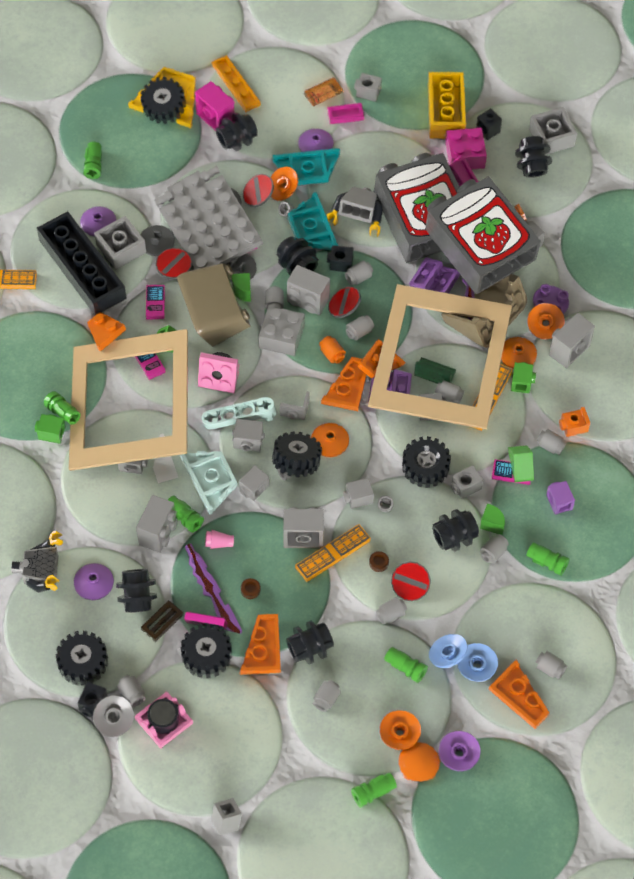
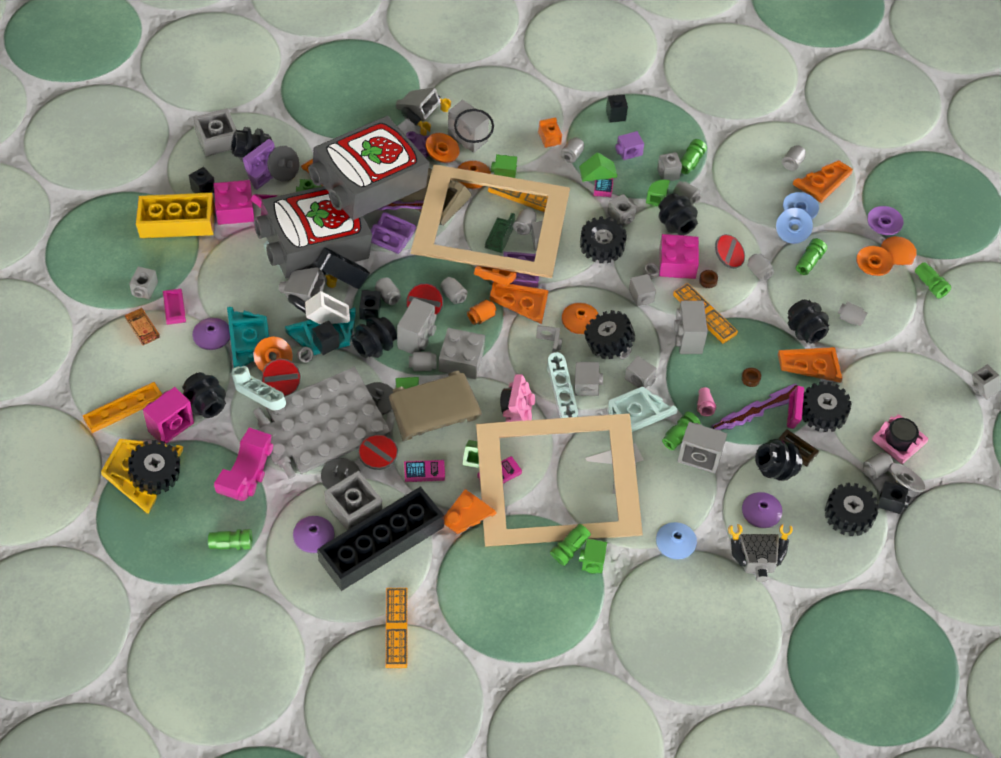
camera: 95 degrees left, 5 degrees down
(66, 510) = (674, 547): none -> light blue dish
(151, 164) = (248, 468): none -> dark pink brick
(257, 159) = (257, 389): none -> light aqua beam
(294, 217) = (325, 337): none -> black brick
(328, 220) = (326, 308): none -> white slope
(373, 221) = (342, 268): none -> black beam
(403, 530) = (678, 256): none -> dark pink brick
(510, 167) = (256, 164): none -> medium lavender slope
(514, 184) = (283, 163): none -> dark grey piece
(529, 532) = (669, 166): none -> light grey brick
(557, 351) = (471, 141): none -> black piece
(602, 299) = (419, 105): none -> light grey torso
(614, 487) = (616, 108): none -> black brick

